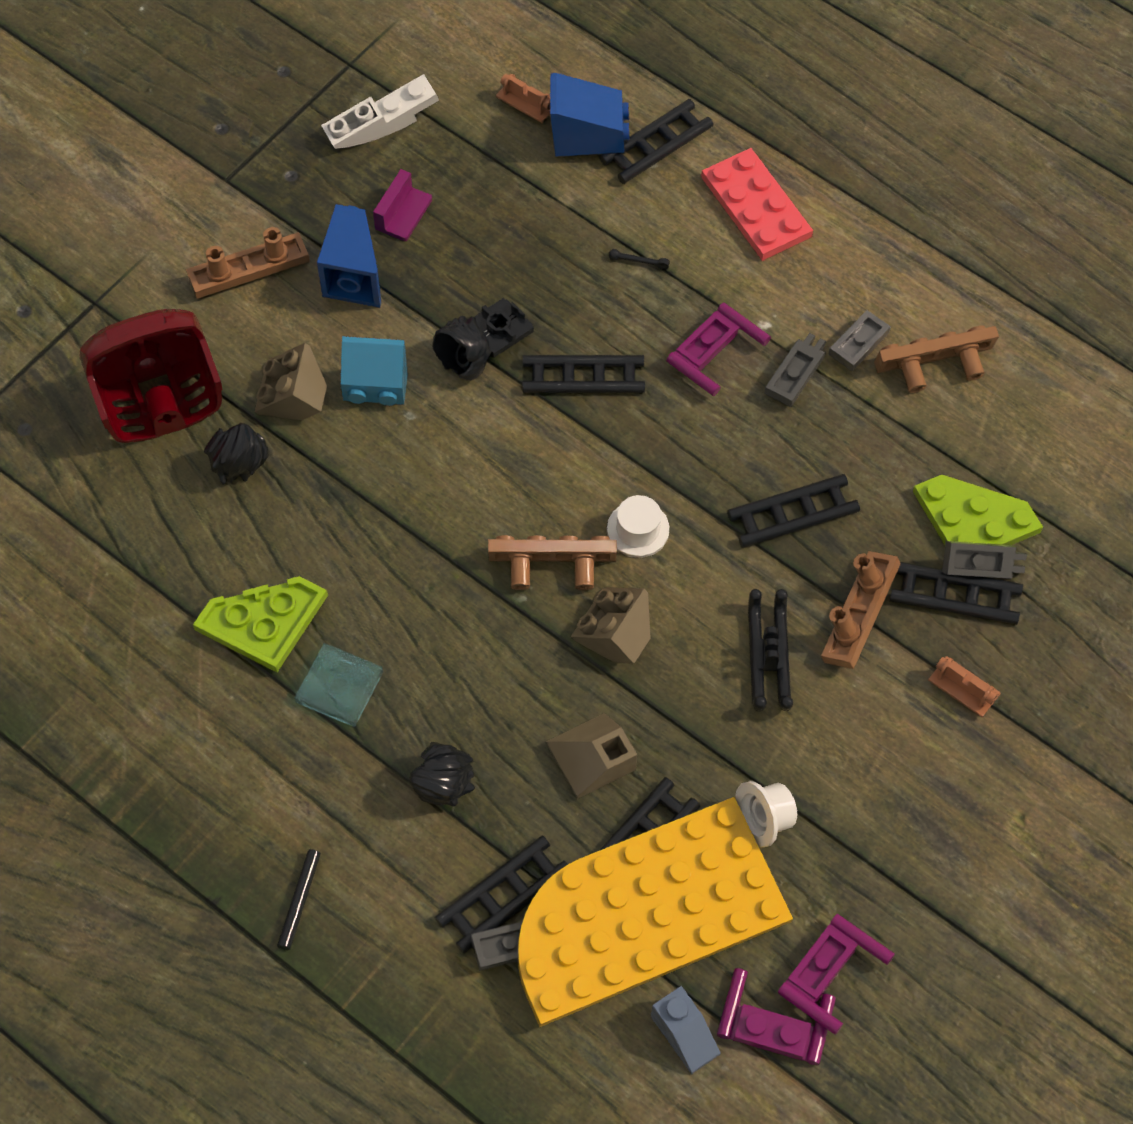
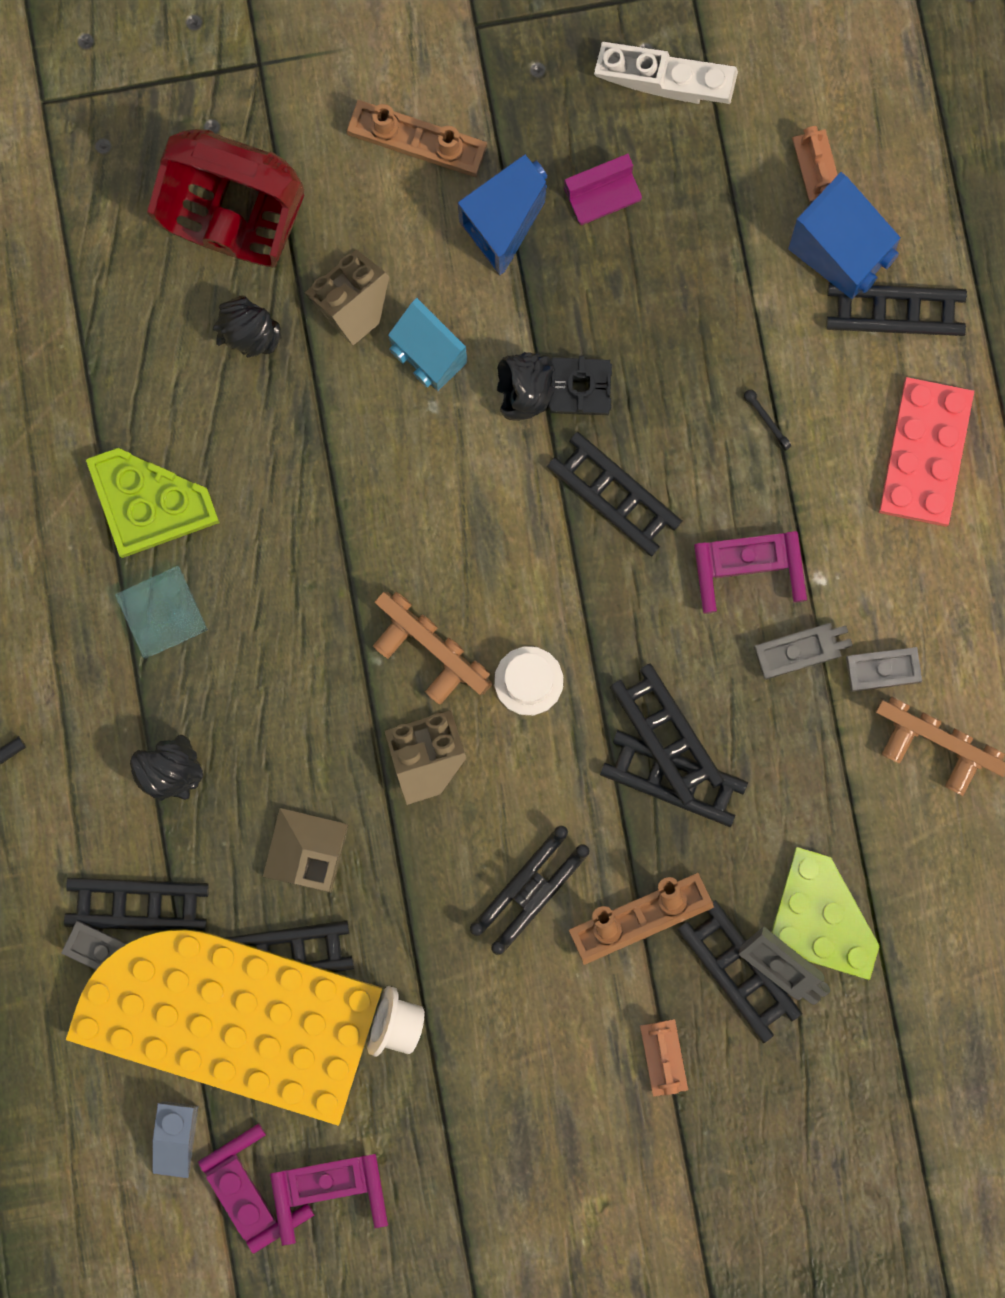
camera: 45 degrees right, 20 degrees up
(775, 496) = (661, 754): none -> black bar

